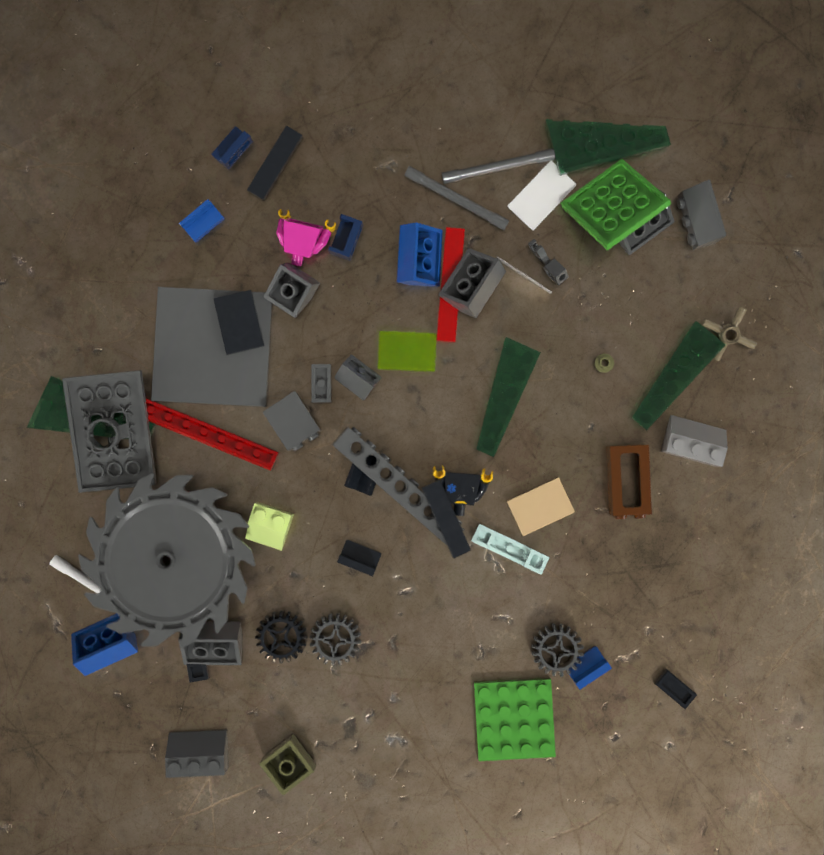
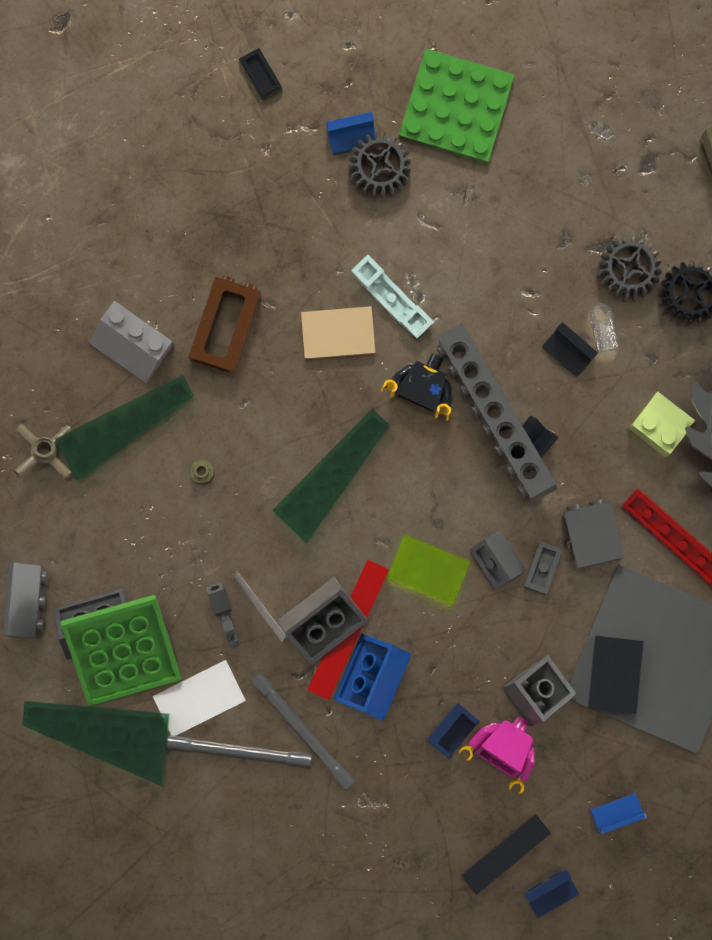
camera: 165 degrees left, 5 degrees down
(338, 581) = (603, 330): none -> clear piece
(446, 519) = (454, 355): black tile -> none

